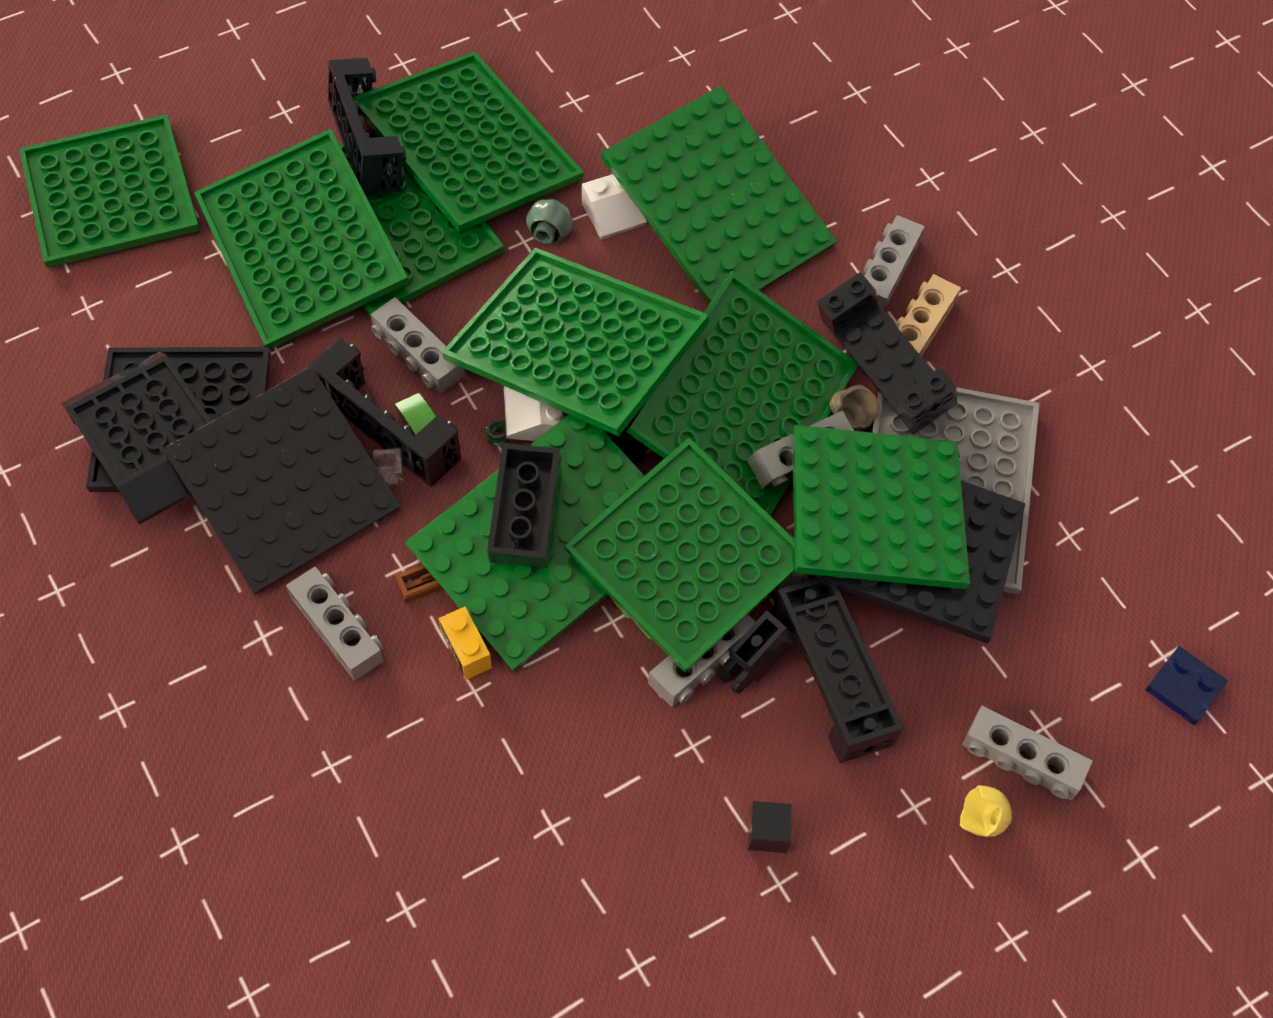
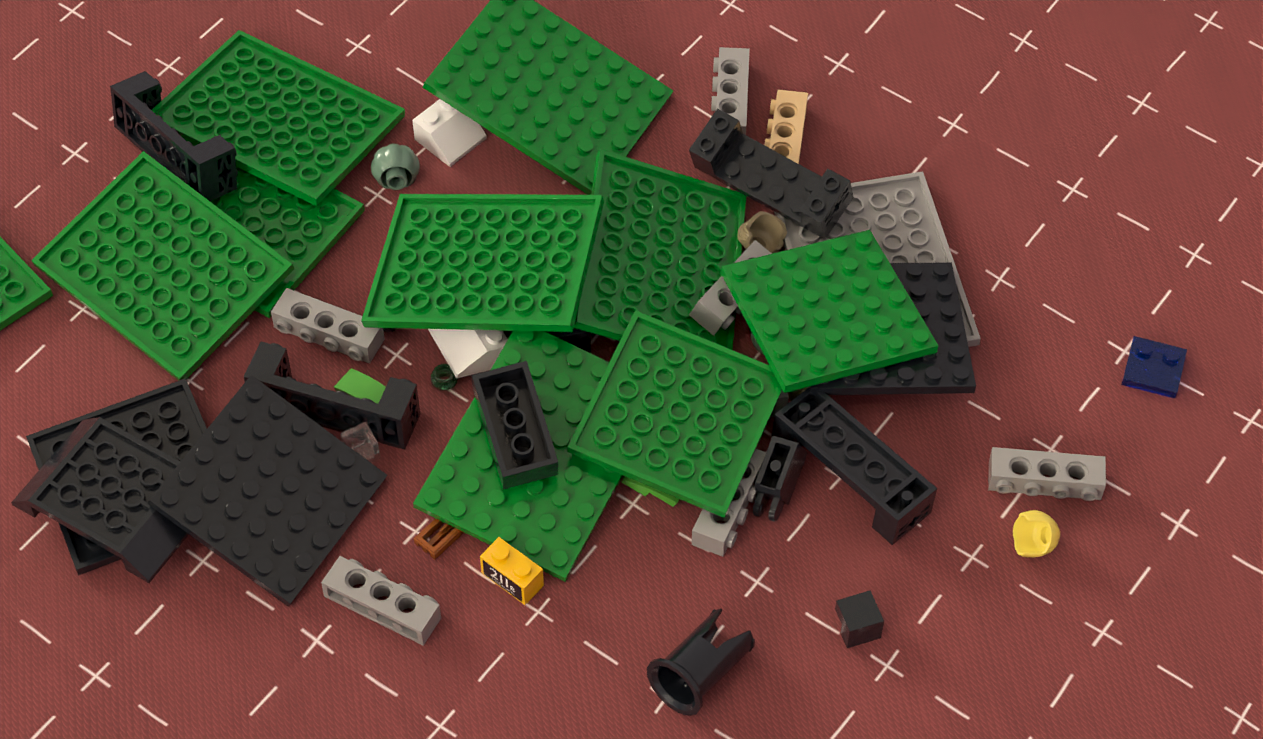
camera: 20 degrees left, 5 degrees down
(587, 812) = (696, 666): none -> black piece

